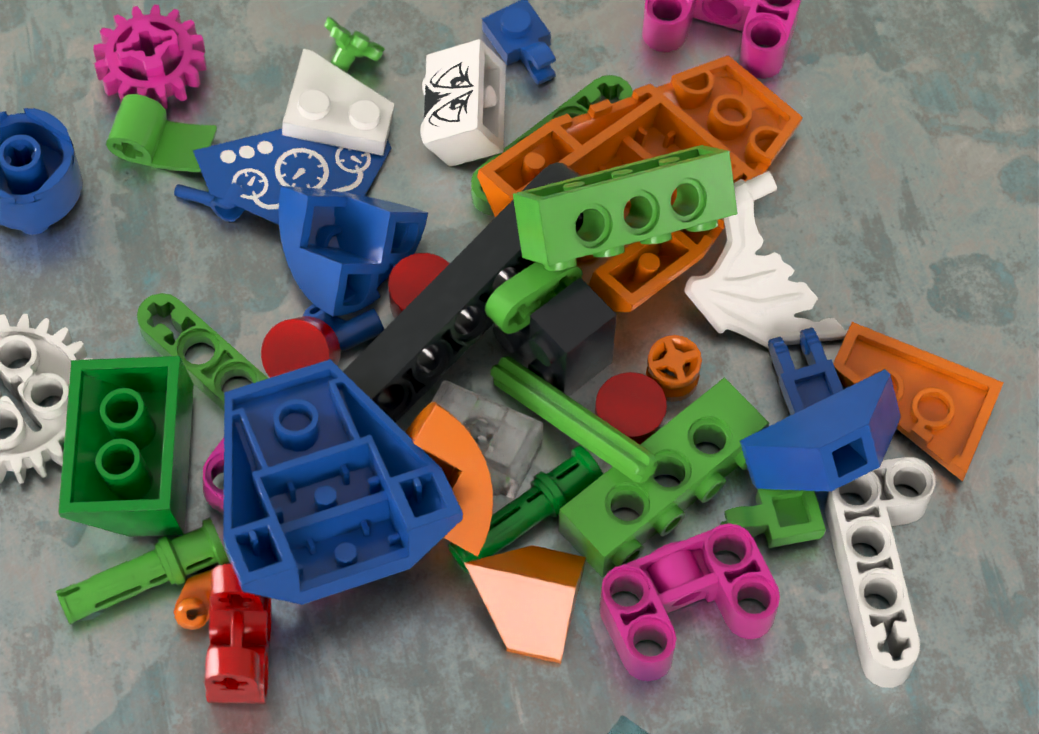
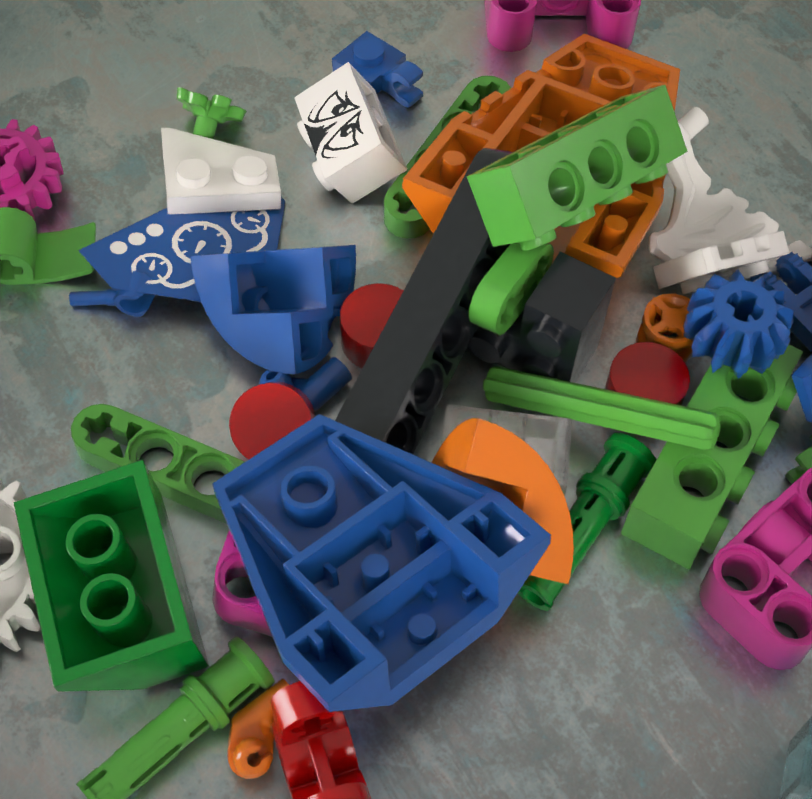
camera: 20 degrees left, 5 degrees down
(530, 597) = (637, 615): slope -> none
(712, 401) = (738, 323): none -> blue gear
(759, 323) = (698, 267): none -> white wing

